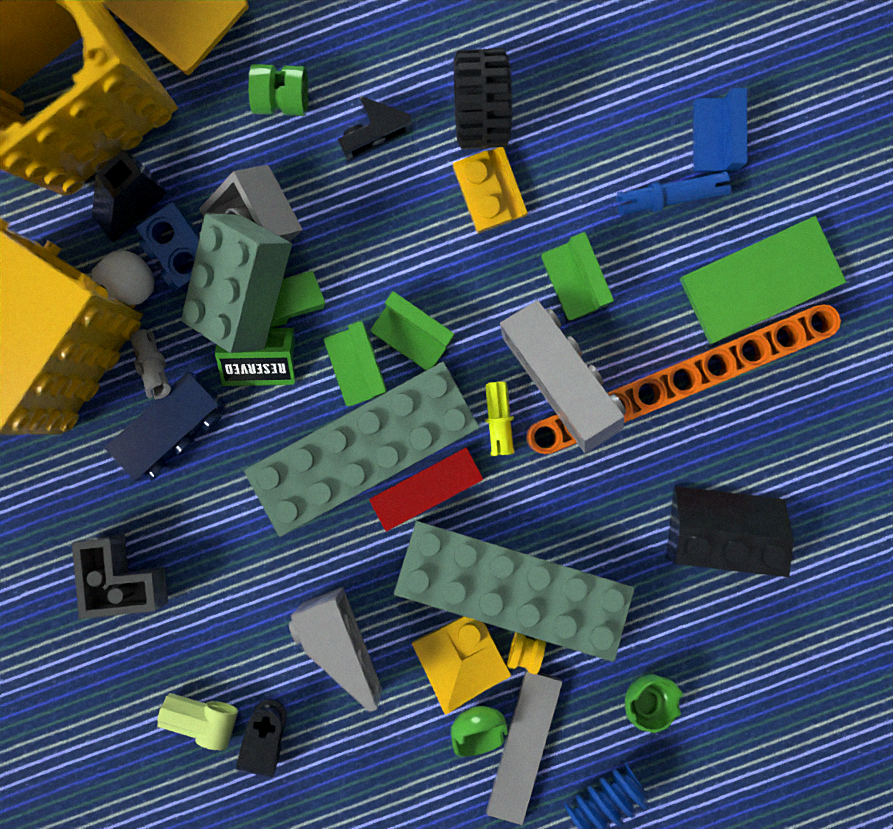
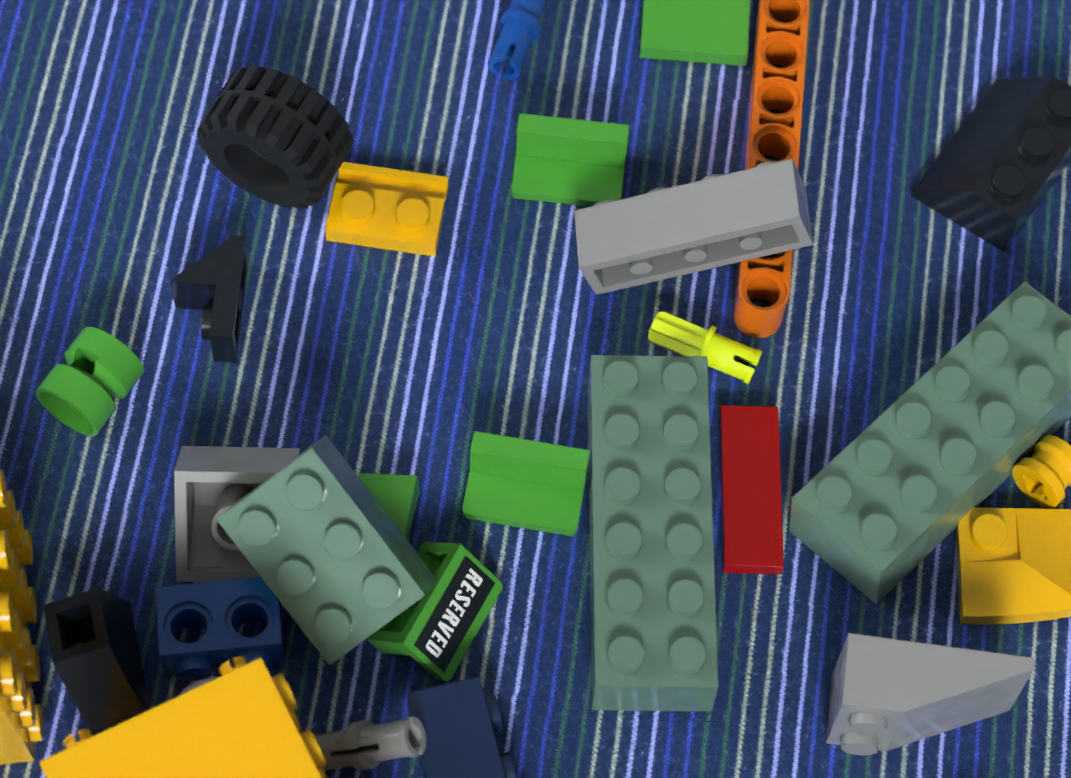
camera: 70 degrees left, 25 degrees down
(412, 332) = (522, 388): bright green panel -> none

